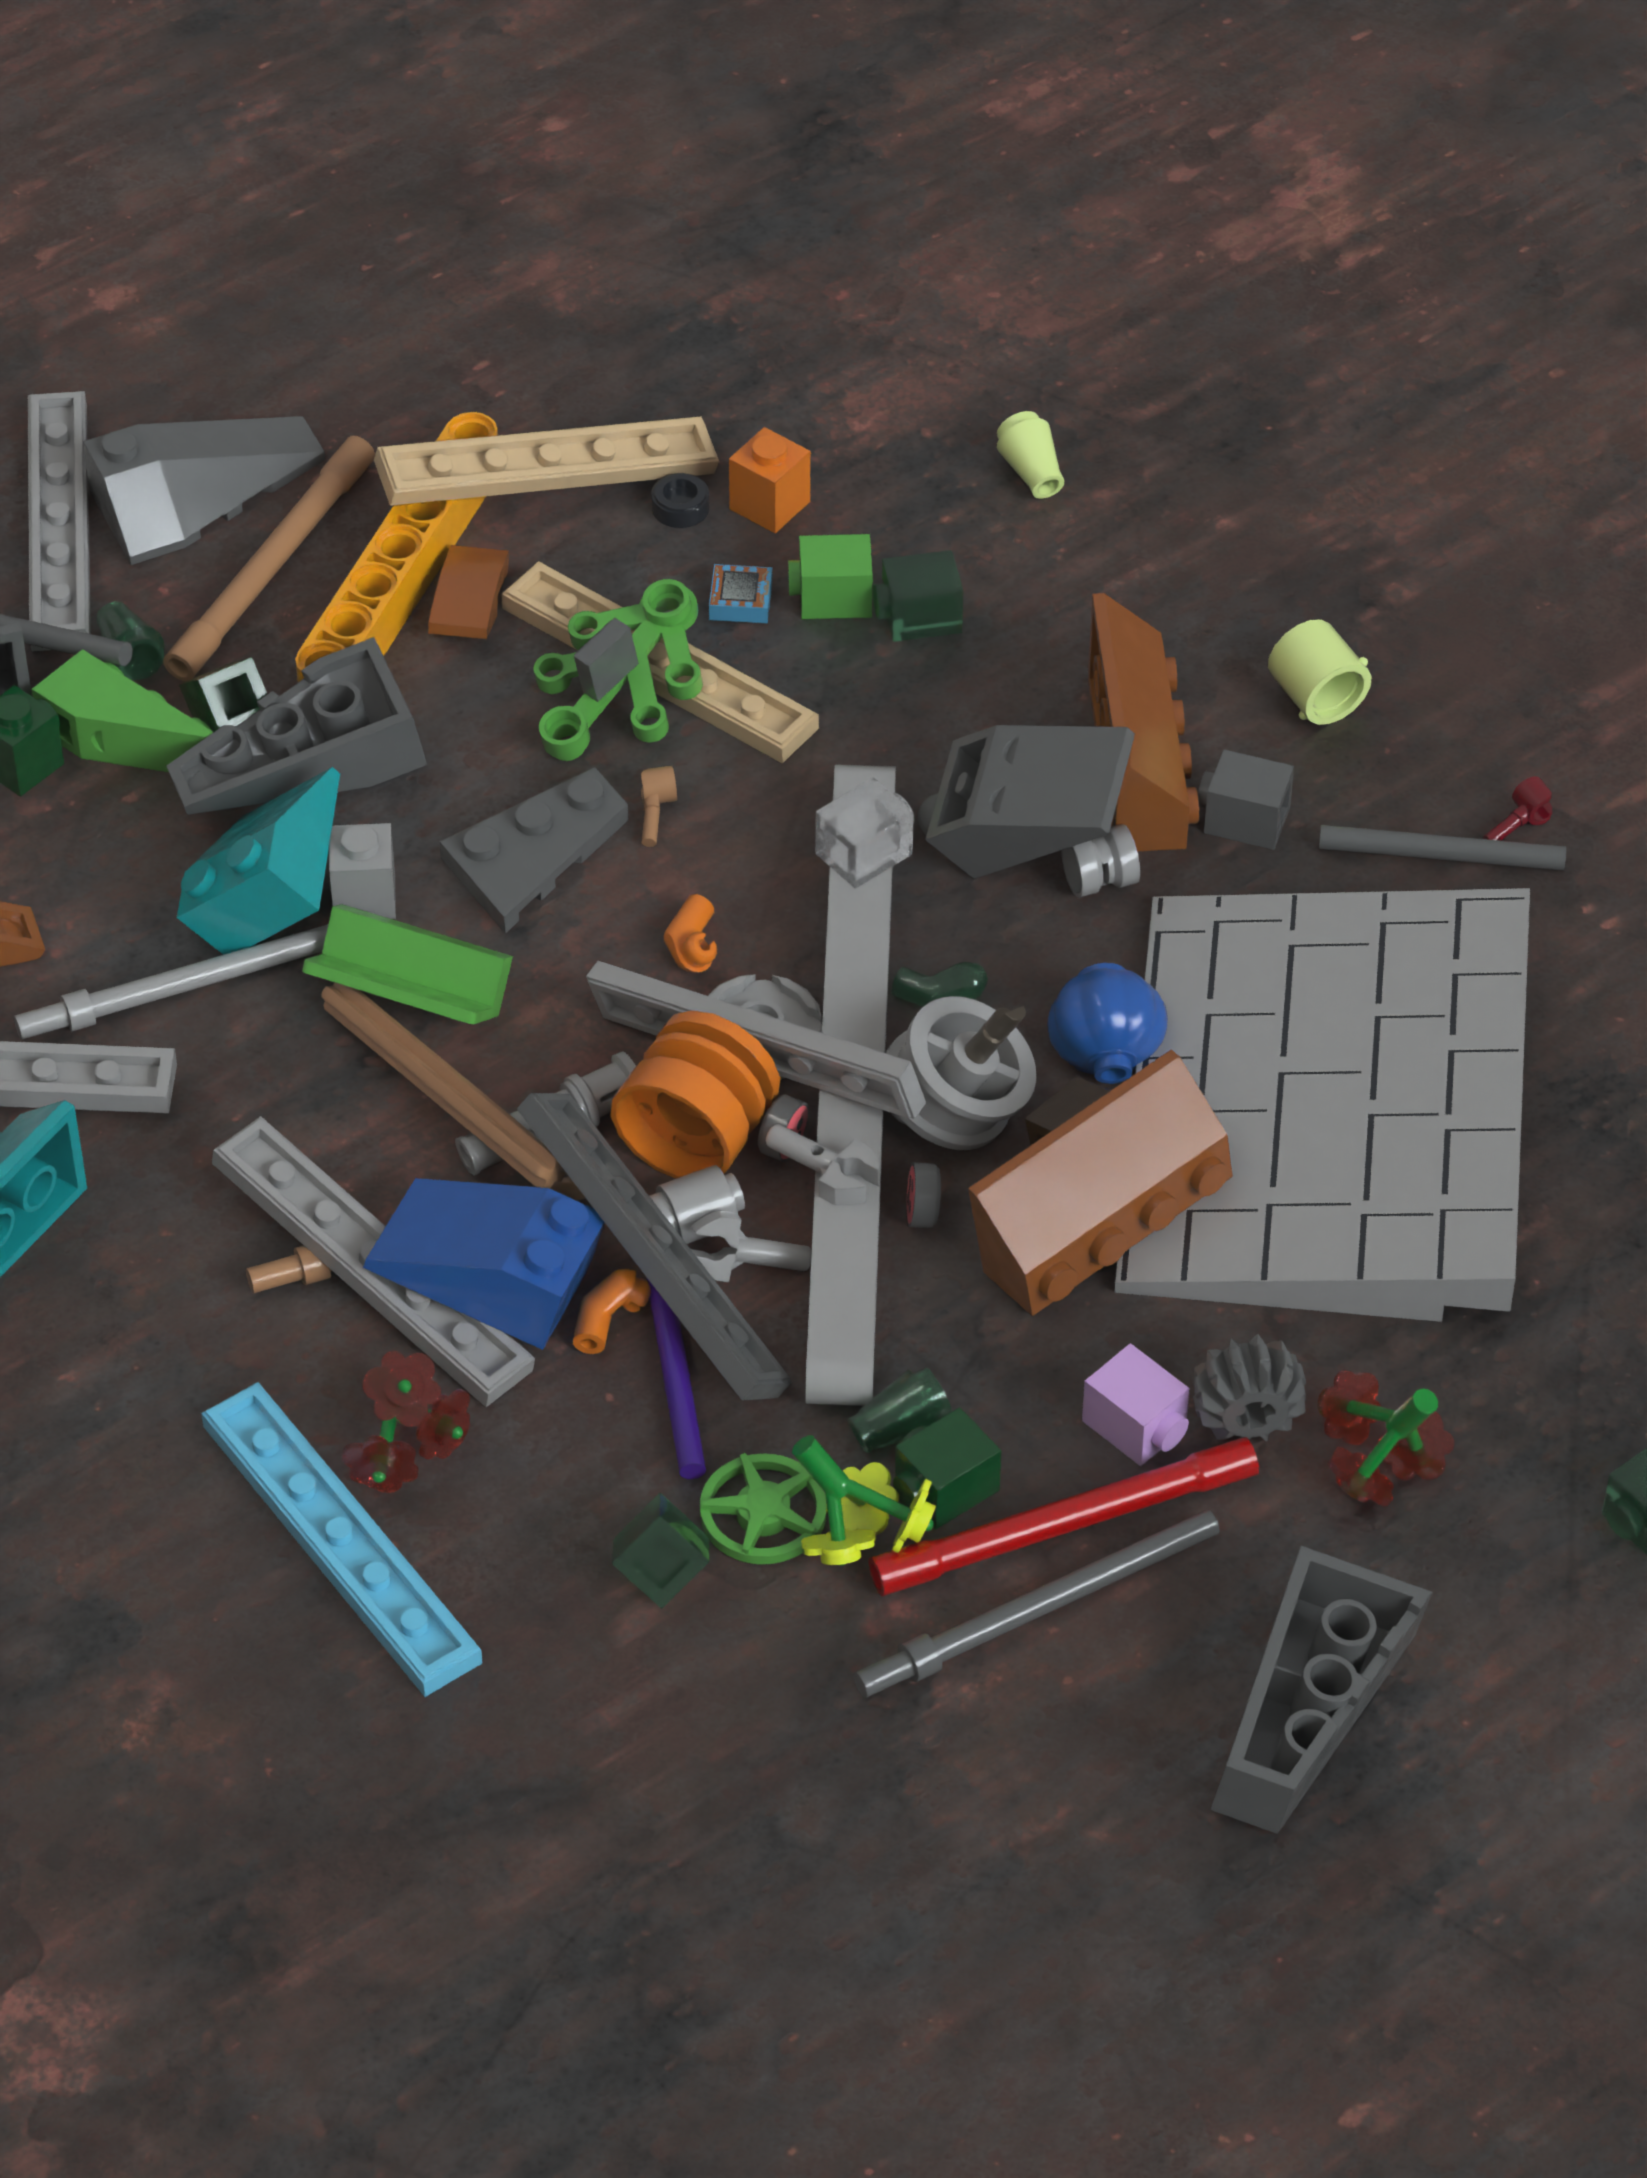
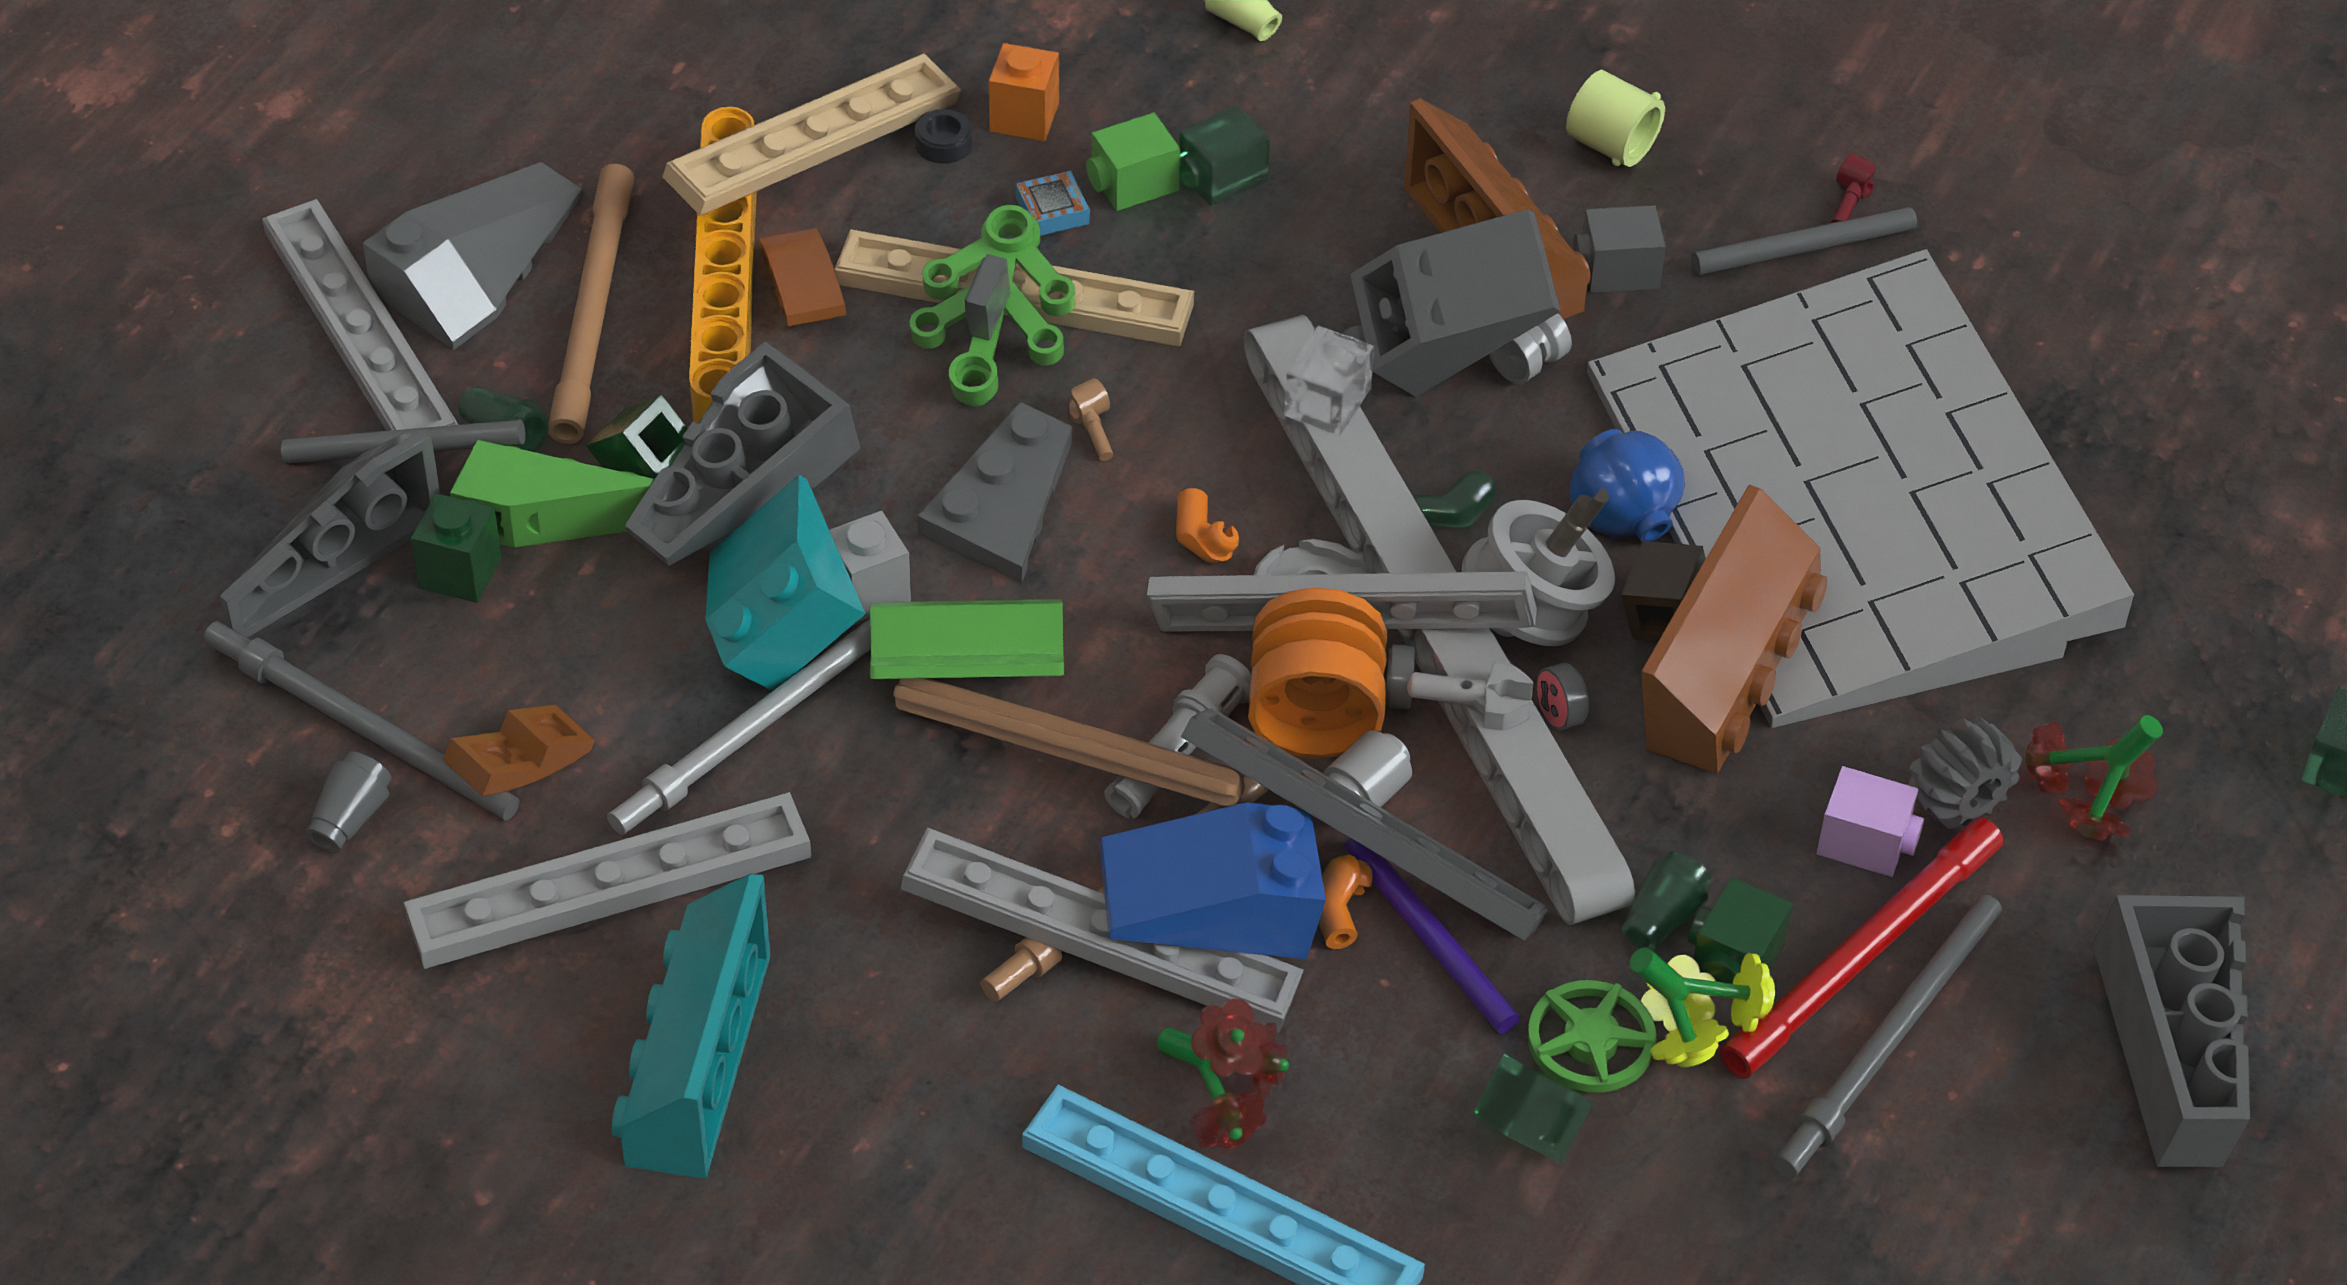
camera: 25 degrees left, 0 degrees up
(744, 1248) = (1435, 800): light grey bar -> none

